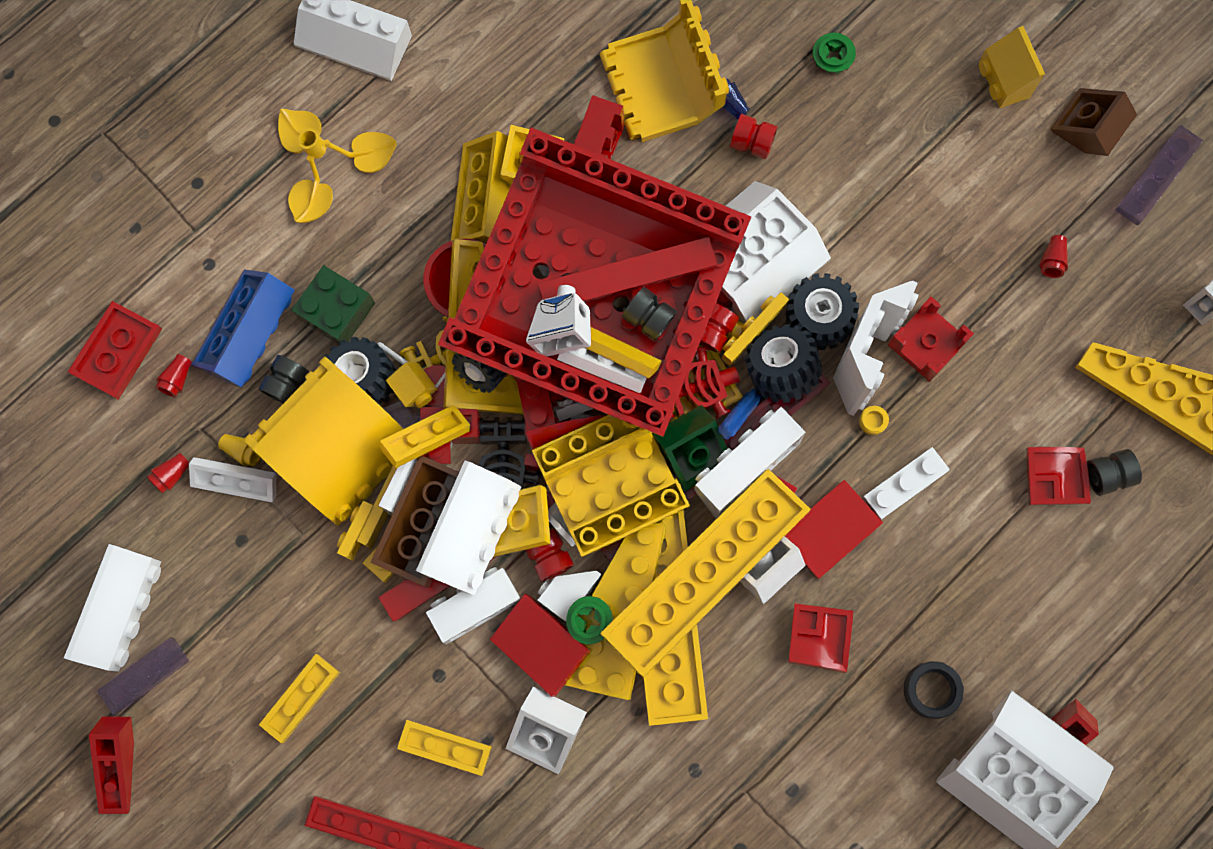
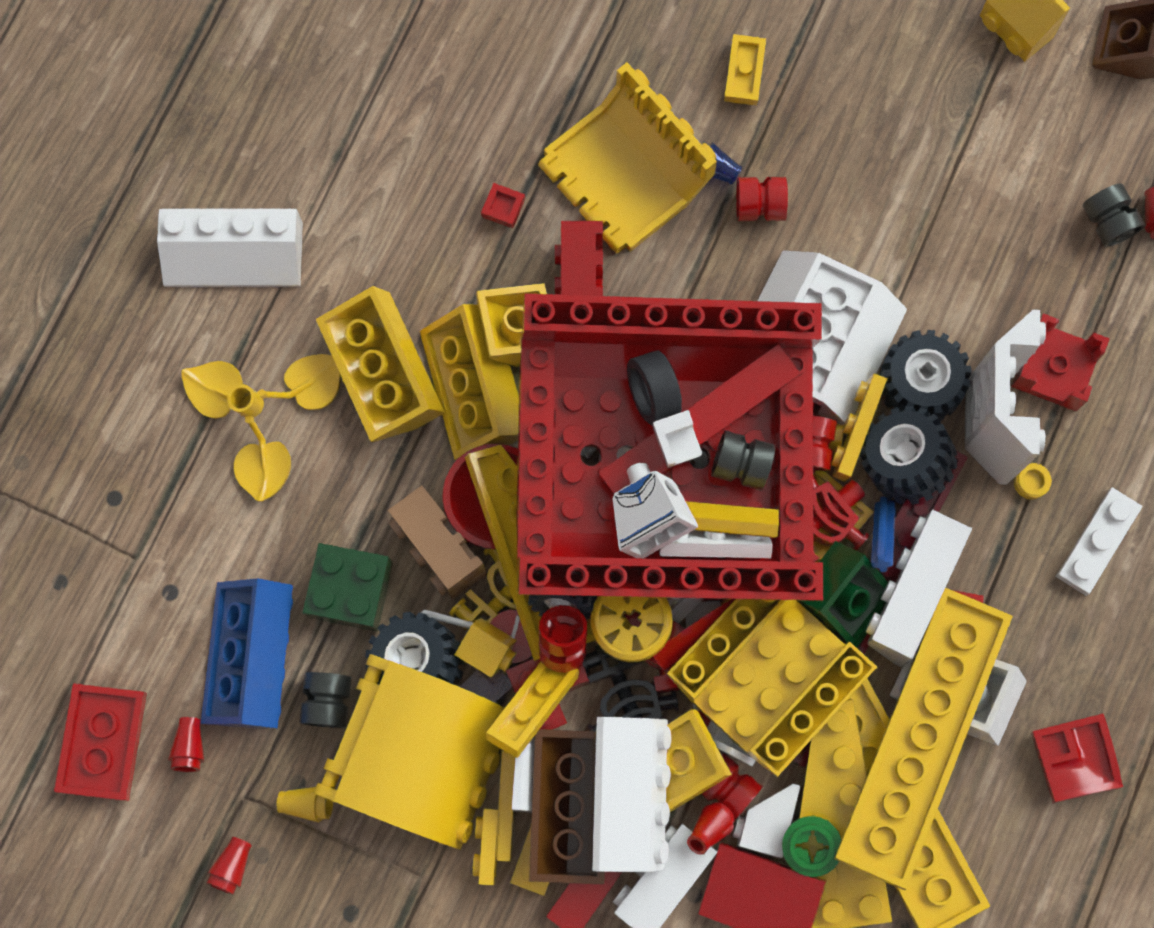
camera: 25 degrees left, 0 degrees up
(232, 479) = (312, 844): white plate -> none
(408, 299) = (436, 543): none -> medium nougat wedge
(422, 155) = (379, 365): none -> yellow slope
(465, 396) = (562, 638): none -> red wheel
(519, 419) = (637, 642): none -> yellow wheel
(523, 577) = (712, 826): none -> red cone
(560, 74) = (503, 205): none -> red plate
(603, 234) = (654, 386): none -> black tyre
(604, 277) = (677, 438): none -> white panel
(782, 38) = (745, 69): none -> yellow plate
(833, 529) = (1042, 625): red tile -> none
(834, 42) = (806, 52): green gear -> none
(1018, 244) = (1114, 216): none -> pearl dark grey wheel

